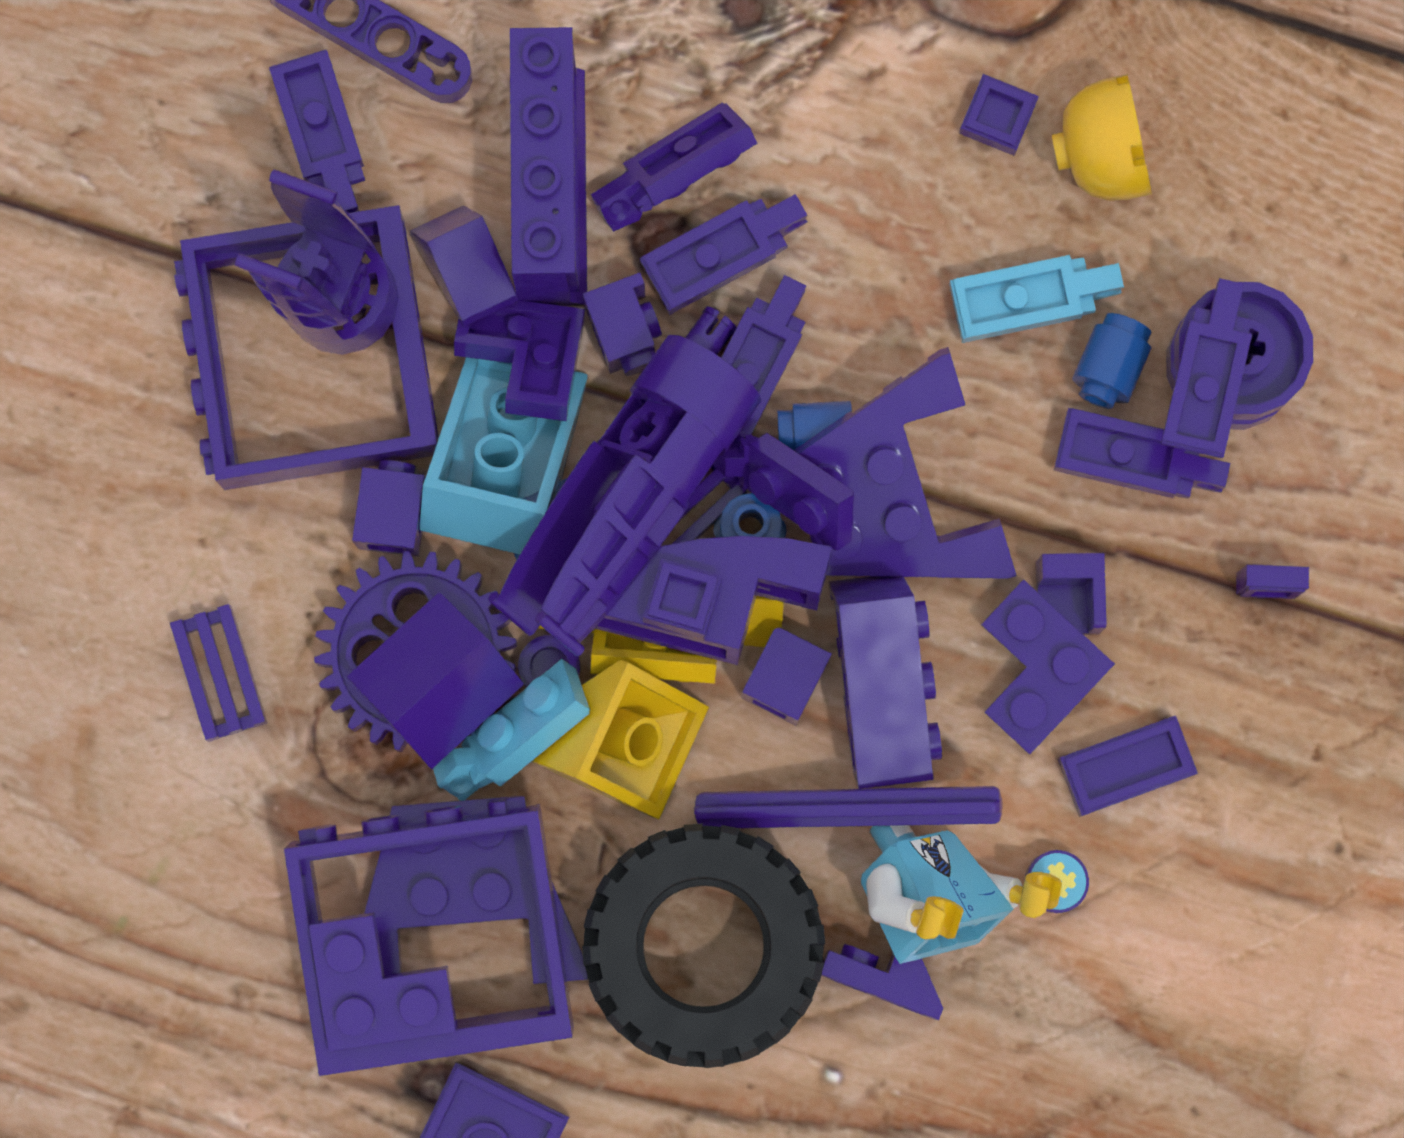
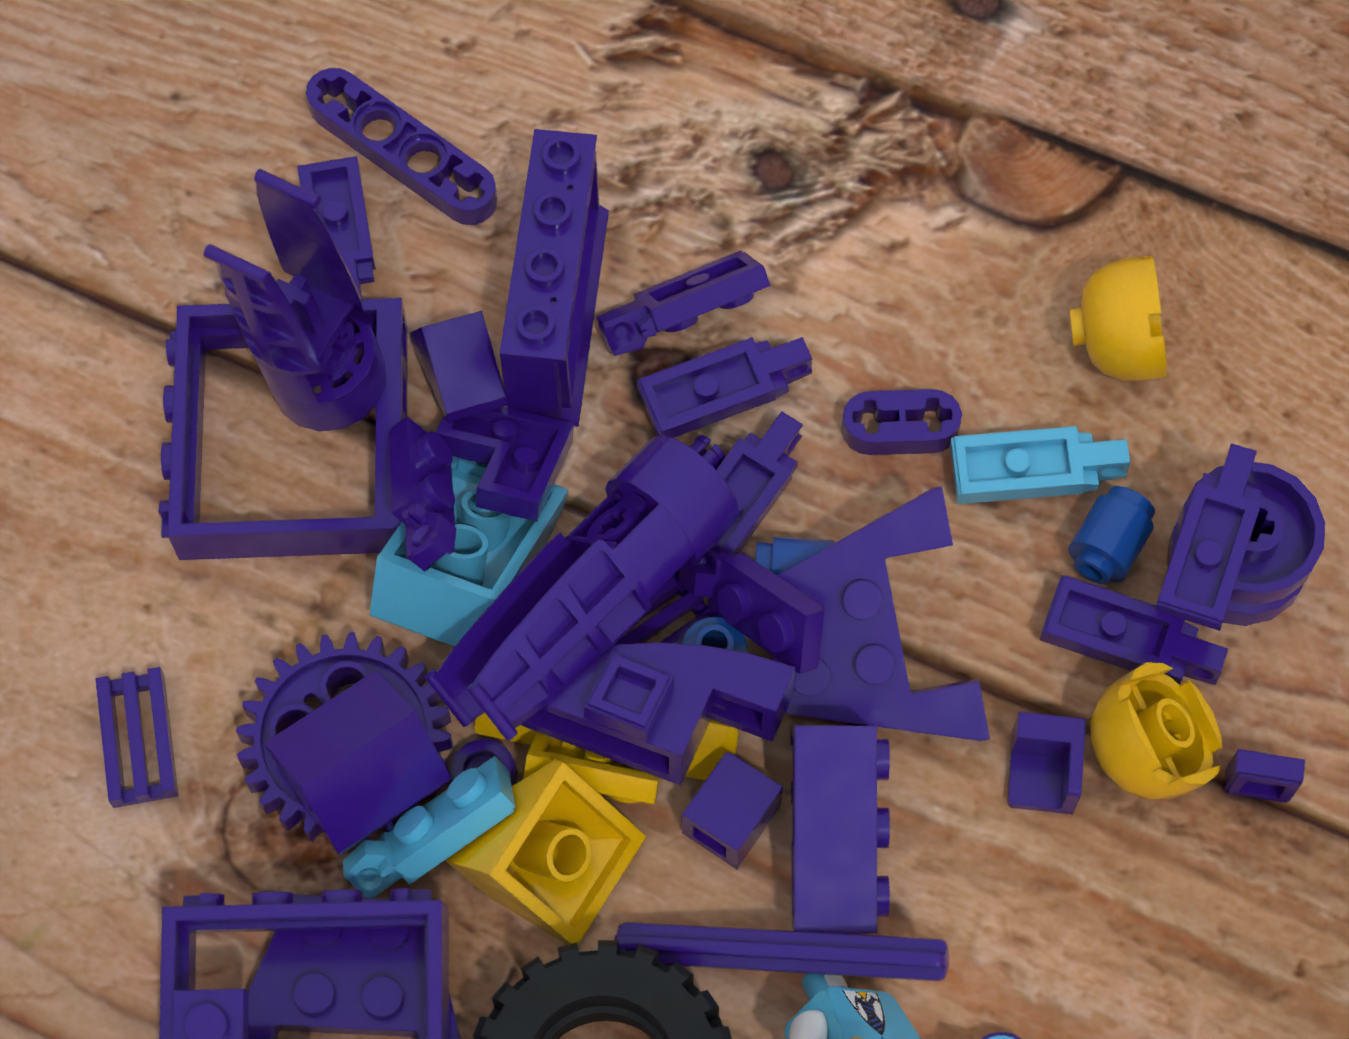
camera: 10 degrees right, 15 degrees down
(389, 509) = (339, 592): dark purple brick -> none
(455, 413) = (422, 491): none -> dark purple hinge
(622, 325) = (607, 434): dark purple brick -> none
(897, 251) = (901, 421): none -> dark purple beam
(998, 114) = (1017, 294): dark purple tile -> none
(1058, 665) = (1024, 838): dark purple plate -> none
(1127, 766) = (1090, 954): dark purple tile -> none
(1170, 558) = (1155, 734): none -> yellow cylinder

